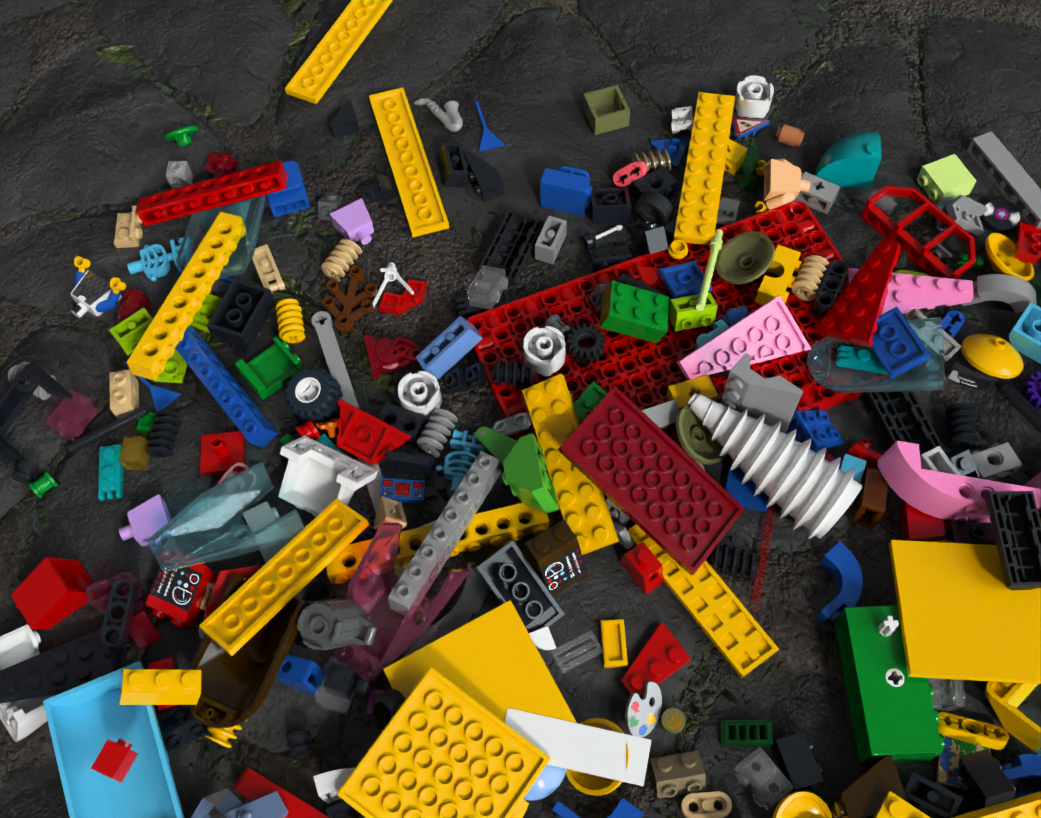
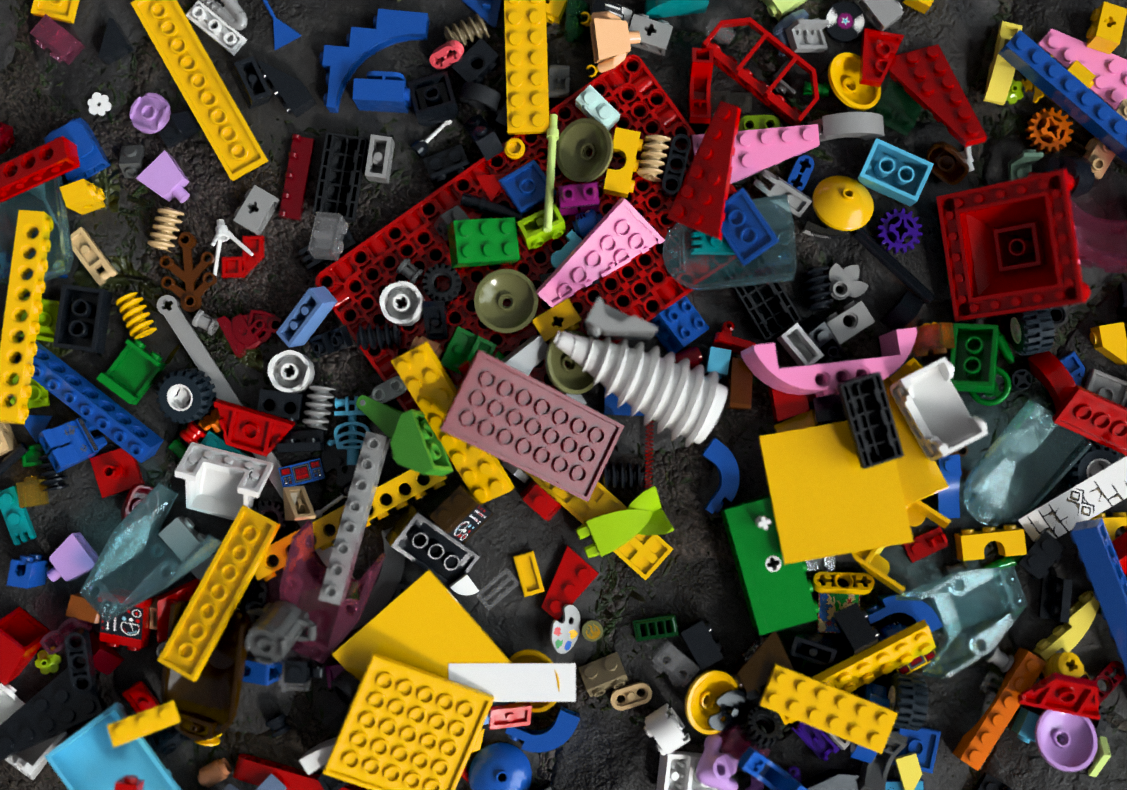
camera: 15 degrees left, 25 degrees up
(84, 621) = (52, 662): none -> lime plant
(102, 520) = (28, 571): none -> blue brick
(142, 565) = (81, 609): none -> dark orange slope
(190, 412) = (70, 443): none -> blue hips
(212, 780) = (214, 772): none -> nougat brick
(278, 219) = (83, 196): none -> yellow brick
(298, 110) = (57, 39): none -> clear pink brick
(316, 161) = (94, 103): none -> white plant
(352, 340) = (205, 322): none -> light grey bush
(357, 174) = (150, 113): none -> lavender tile
(427, 260) = (254, 220): none -> light grey brick
(433, 126) = (223, 34): none -> white tile
(470, 245) = (296, 178): none -> dark red hinge
(562, 788) = (510, 715): none -> plate
(574, 369) = (435, 319): none -> black slope
(582, 150) = (342, 62): none -> blue arch
(646, 356) = (501, 286): none -> olive dish
(718, 608) = (616, 528): none -> lime hips
(733, 289) = (578, 195): none -> magenta hips
(759, 222) = (597, 107): none -> light aqua brick
(859, 233) = (700, 85): none -> red arch
(992, 427) = (847, 280): none -> light grey plate

